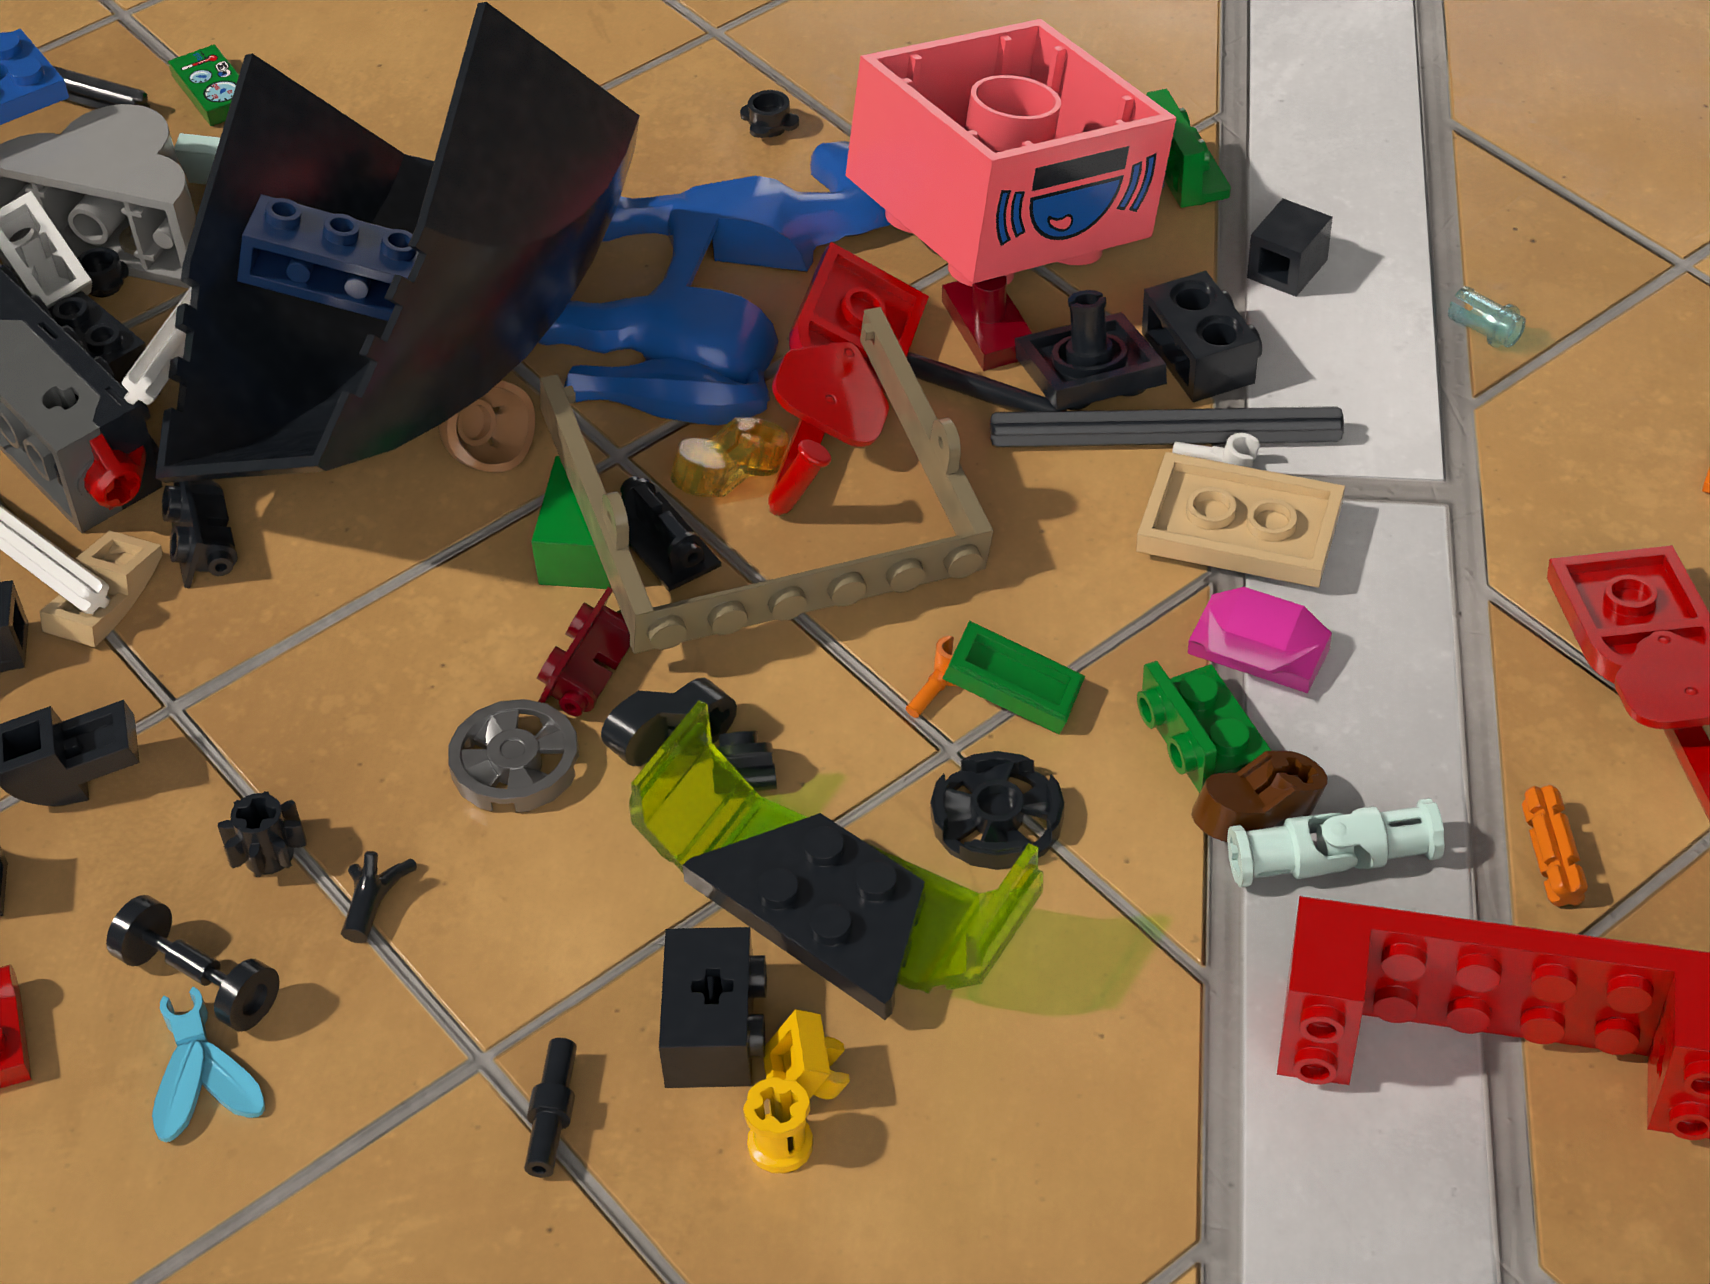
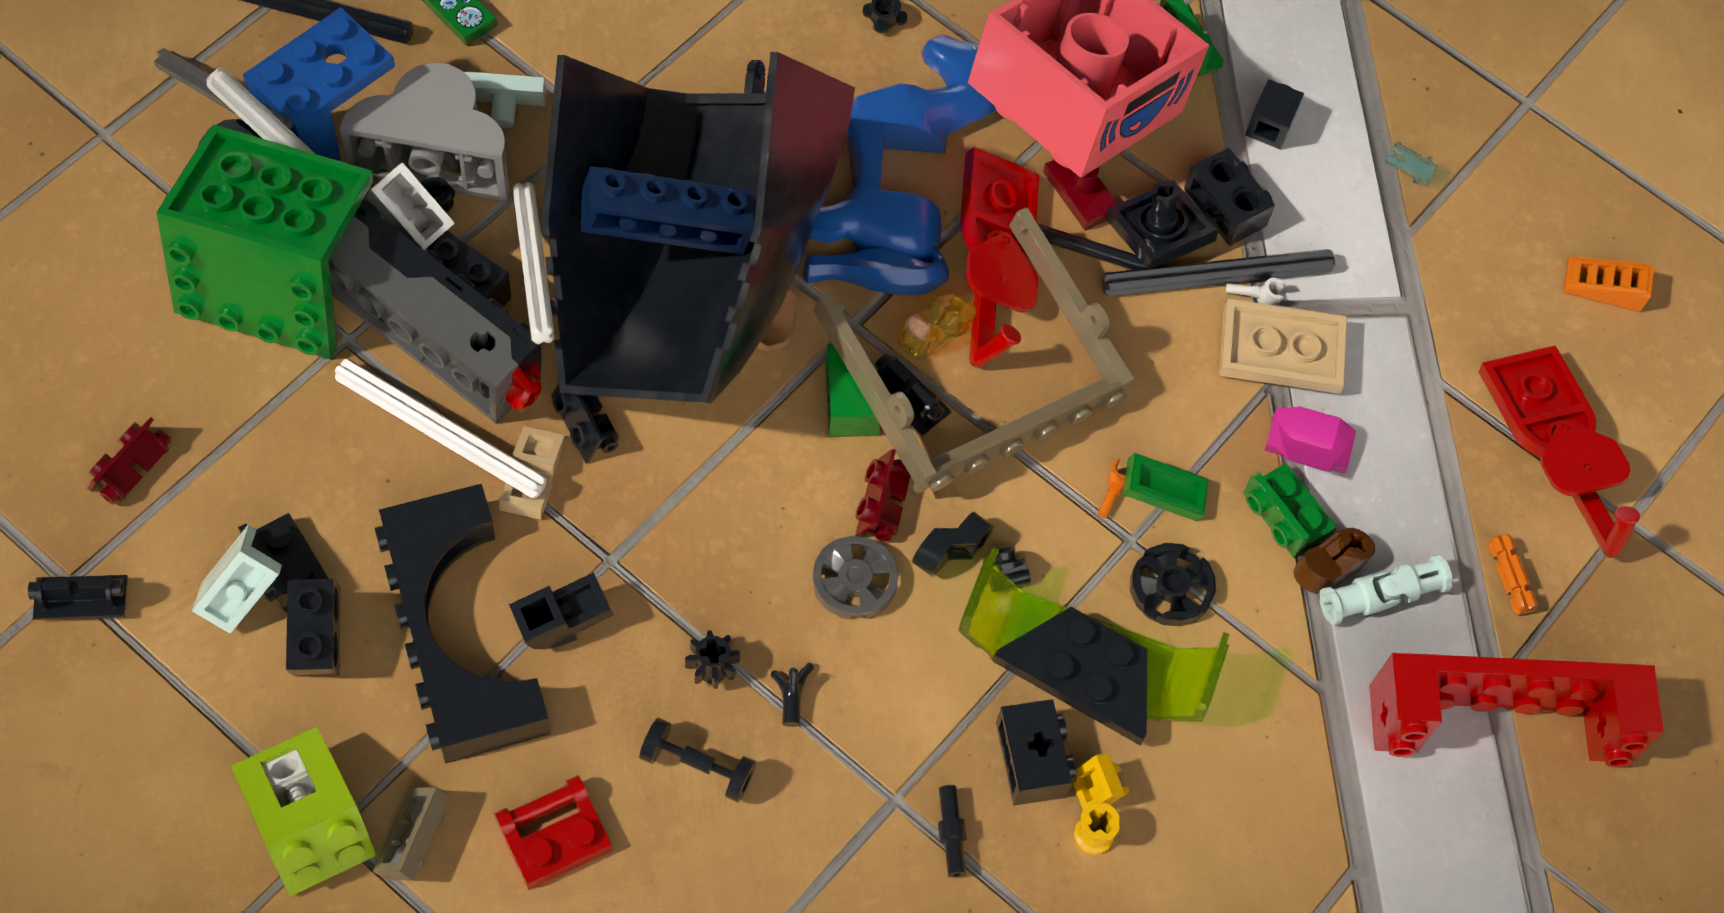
camera: 20 degrees left, 15 degrees up
(199, 1064) = (723, 829): medium azure piece -> none

